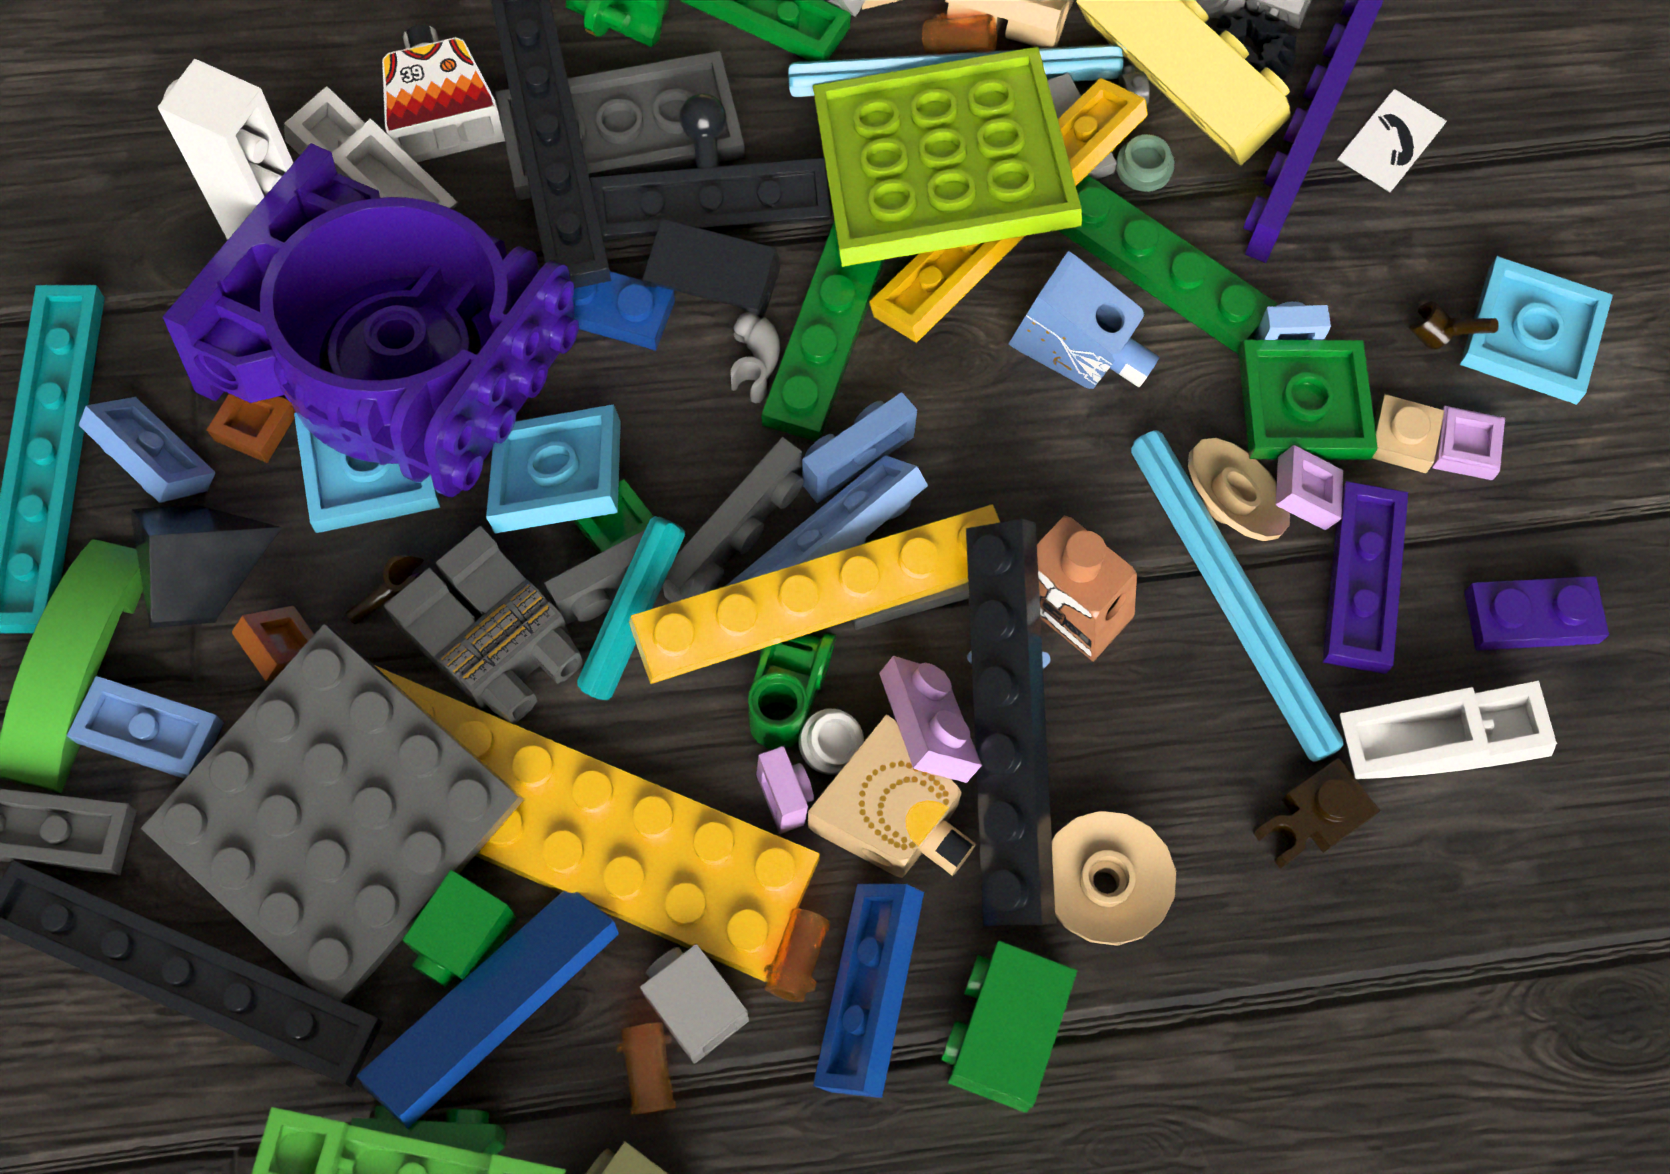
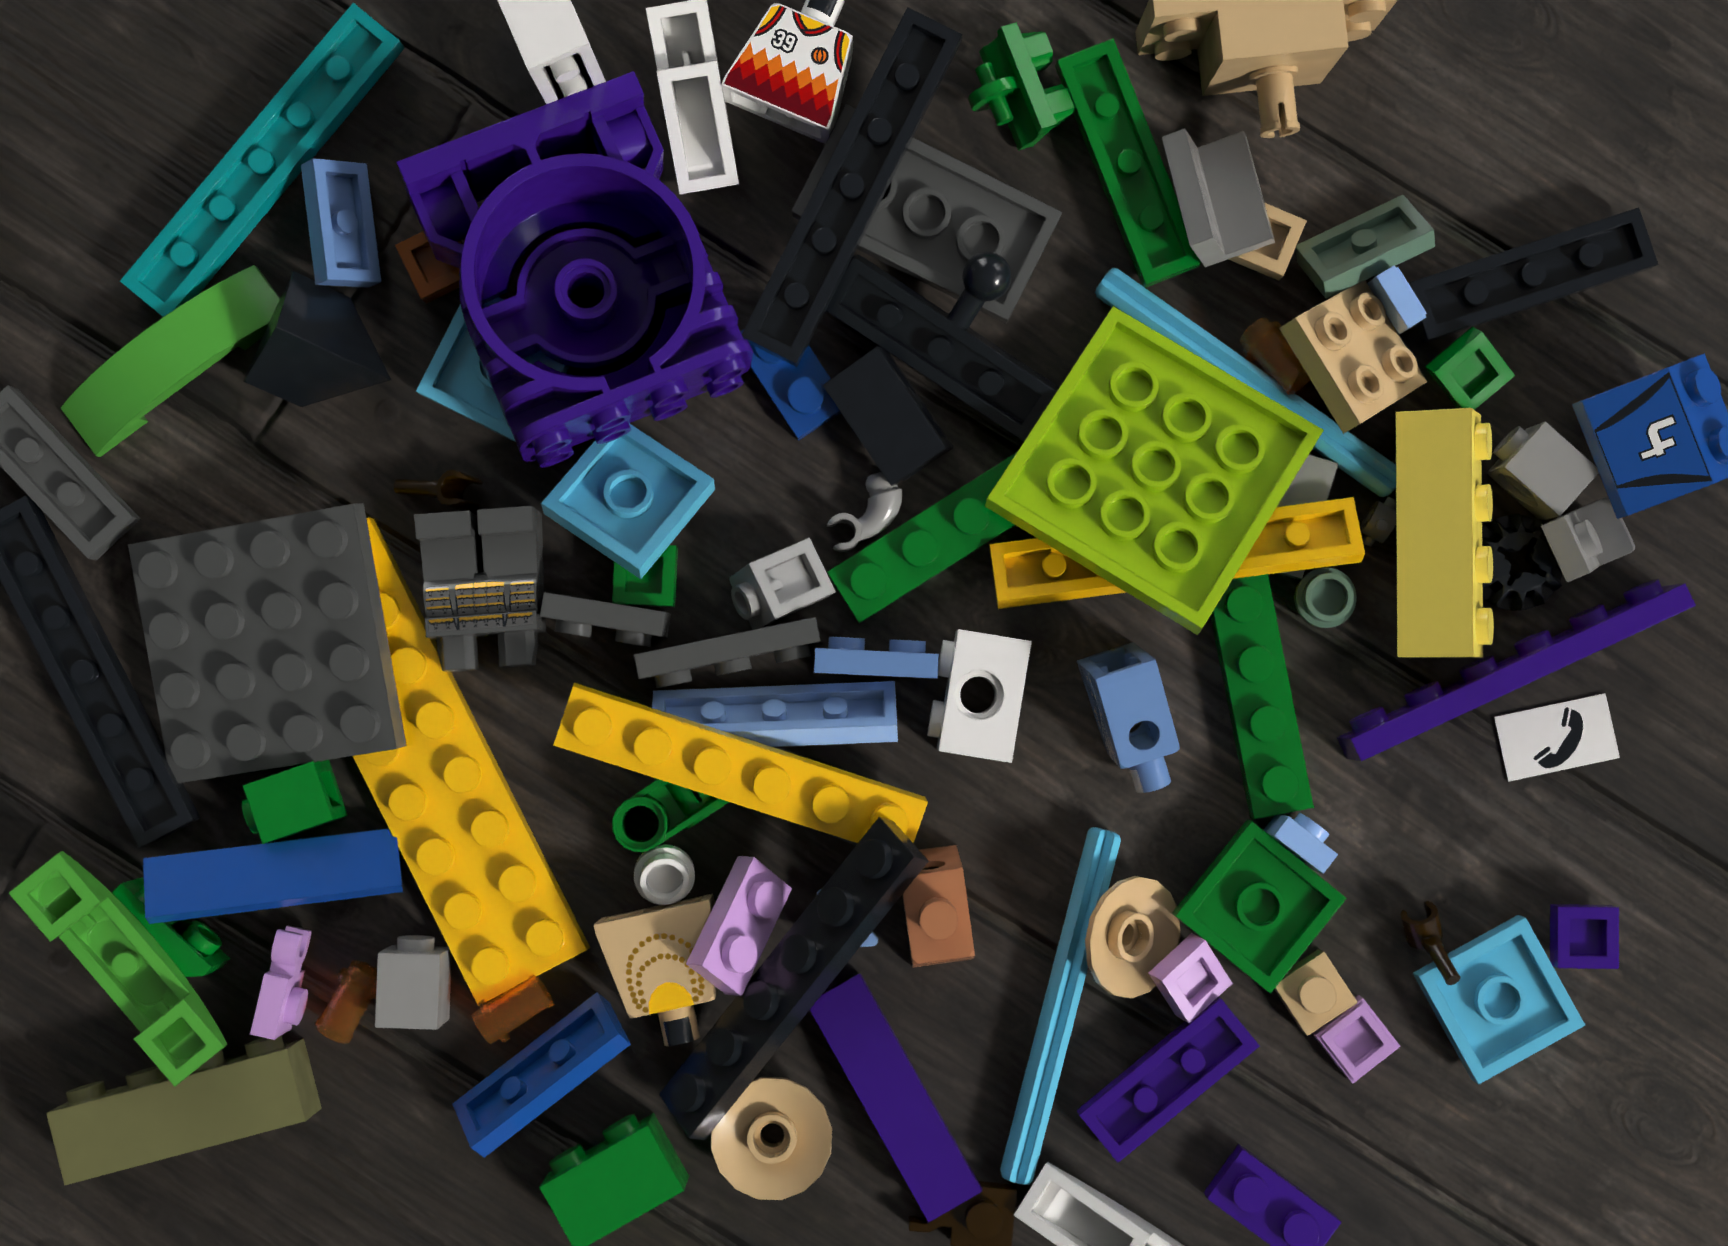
camera: 40 degrees right, 20 degrees up
(144, 728) = (185, 462): medium blue plate -> none
(272, 638) = (325, 472): dark orange plate -> none
(584, 1113) = (281, 996): none -> lavender plate
(635, 595) = (595, 661): teal axle -> none
(730, 449) = (780, 584): none -> light grey bracket
(784, 788) = (599, 886): lavender plate -> none
(959, 376) = (992, 731): none -> white brick
(1177, 763) = (895, 1098): none -> dark purple tile
(1548, 240) = (1584, 936): none -> dark purple plate

